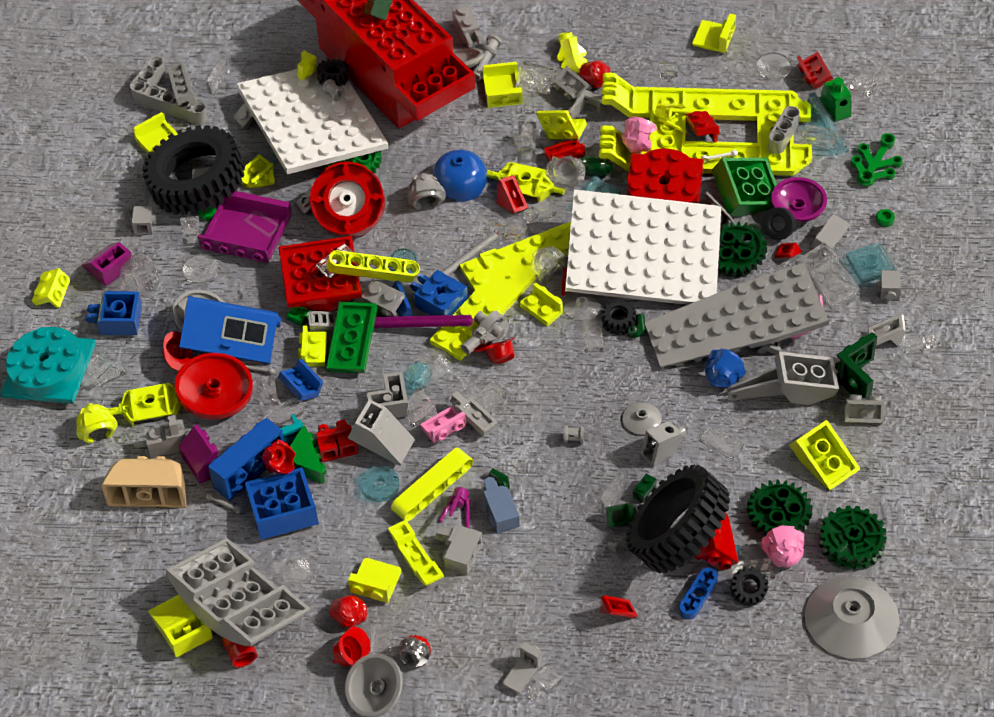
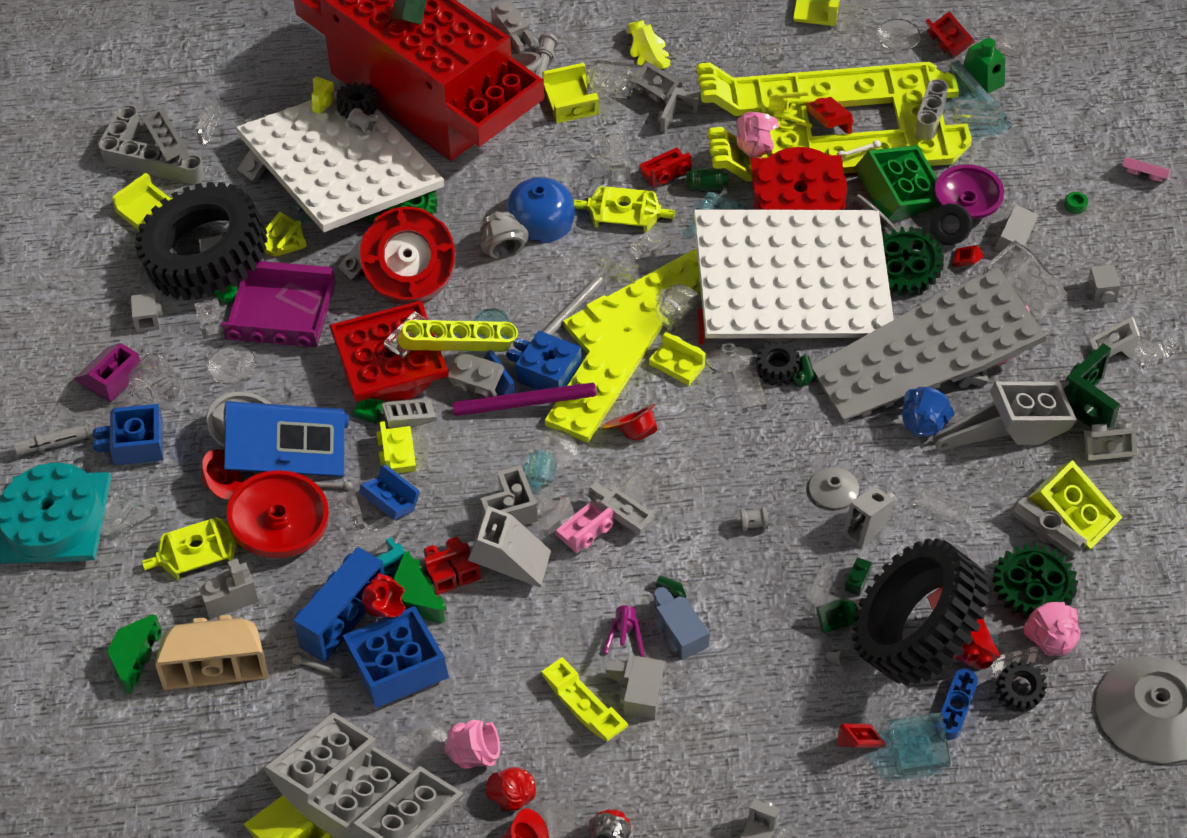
camera: 10 degrees left, 0 degrees up
(51, 288) = (39, 412): neon yellow bracket -> none
(56, 309) = (51, 439): none -> light grey pin
(89, 473) = (133, 649): none -> green slope
(93, 418) = (127, 576): neon yellow helmet -> none
(198, 453) = (275, 605): magenta slope -> none
(323, 578) = (473, 744): none -> bright pink helmet
(352, 337) = (445, 429): green plate -> none
(375, 580) = (537, 742): neon yellow bracket -> none
(383, 492) = (521, 626): clear light blue tile -> none
(431, 484) = (585, 607): neon yellow beam -> none
(490, 329) = (621, 398): light grey pin -> none
(510, 196) = (609, 227): red slope -> none
(560, 125) = (655, 133): neon yellow bracket -> none
(565, 172) = (674, 190): clear helmet -> none
(593, 72) = (682, 66): red hair -> none
(661, 617) = (919, 743): none -> clear light blue slope
(794, 462) = (1058, 534): none -> light grey piece
(852, 537) = (1135, 606): dark green piece -> none
(867, 176) = (1042, 155): green plant -> none
(869, 262) = (1071, 259): clear light blue plate -> none
(954, 200) = (1136, 167): none -> bright pink plate

